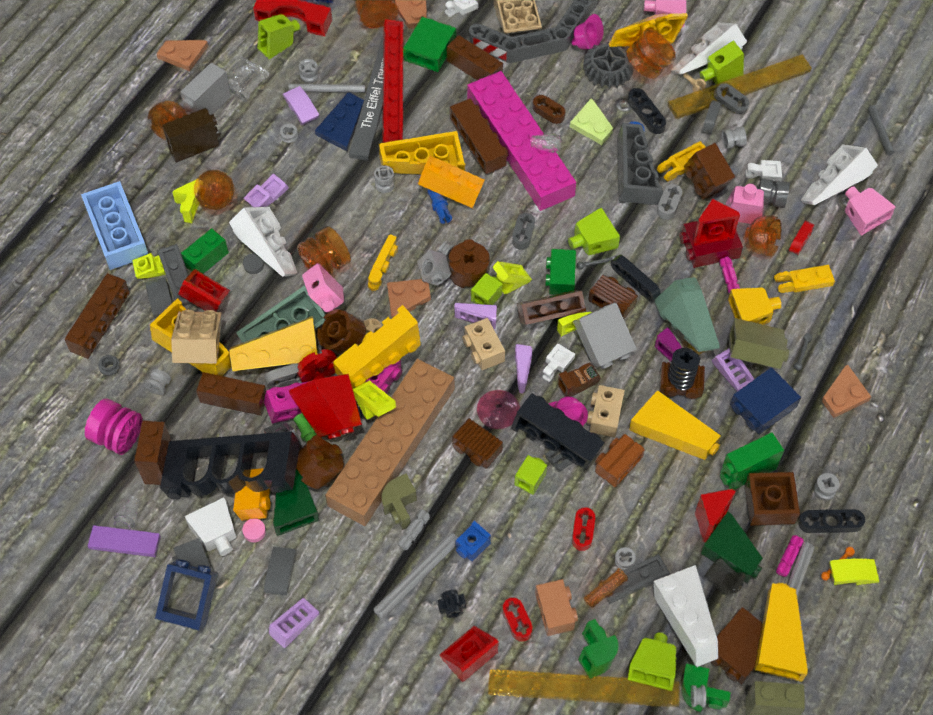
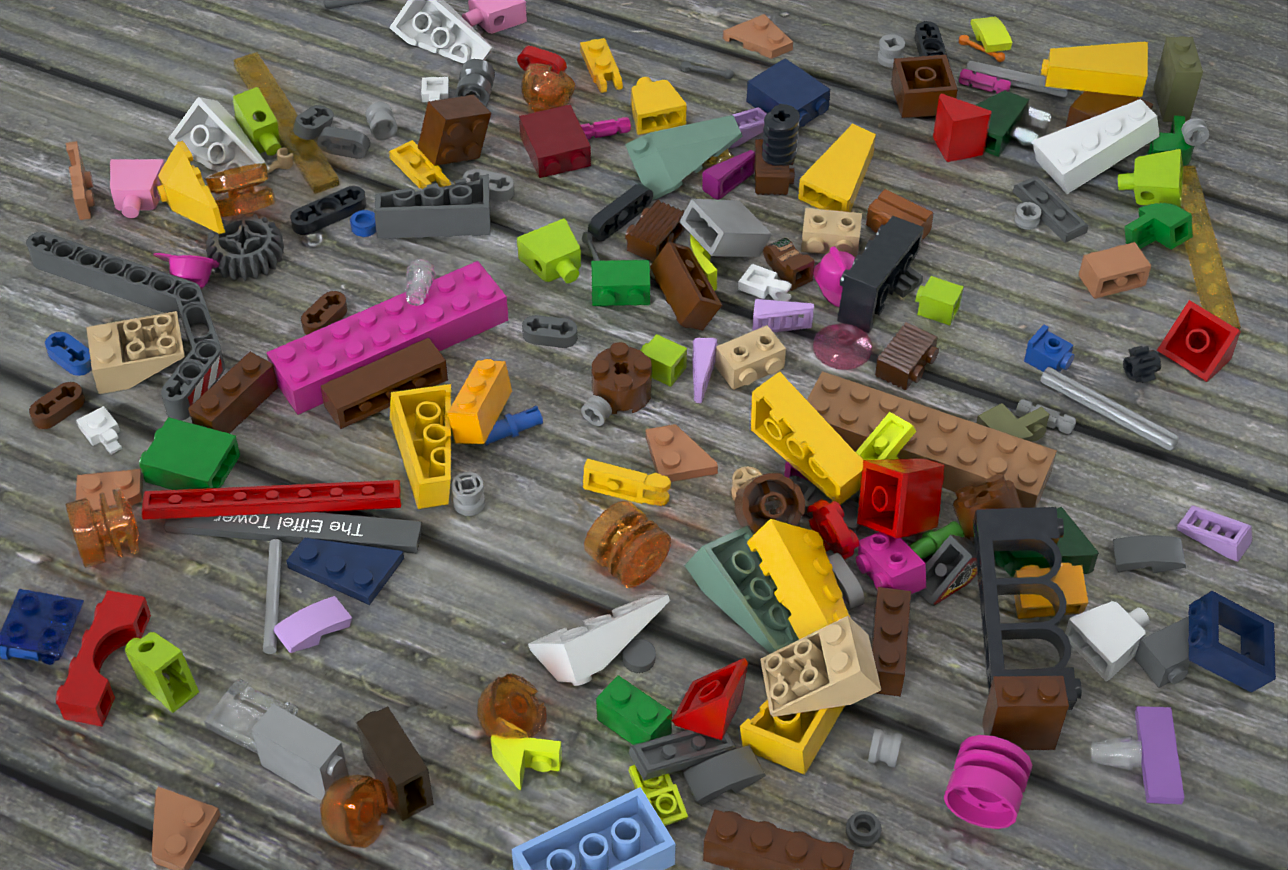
camera: 95 degrees left, 10 degrees down
(254, 530) = (1098, 592): bright pink tile -> none
(267, 193) = (497, 653): lavender slope -> none
(288, 128) = (371, 628): light grey bush -> none
(308, 70) = (238, 612): light grey wheel -> none
(328, 293) = (692, 531): bright pink torso -> none
(434, 267) = (621, 416): light grey brick -> none
(511, 275) = (634, 333): neon yellow slope -> none
(512, 621) = (1138, 311): red beam -> none
(588, 529) = (998, 253): red beam -> none
(592, 123) = (349, 267): yellowish green wing -> none
(605, 588) = (1079, 221): clear orange pin -> none
(716, 224) = (552, 112): red slope -> none
(747, 201) = (501, 93): bright pink torso -> none
(756, 457) = (882, 98): green brick -> none
(758, 343) = (717, 90): olive brick -> none

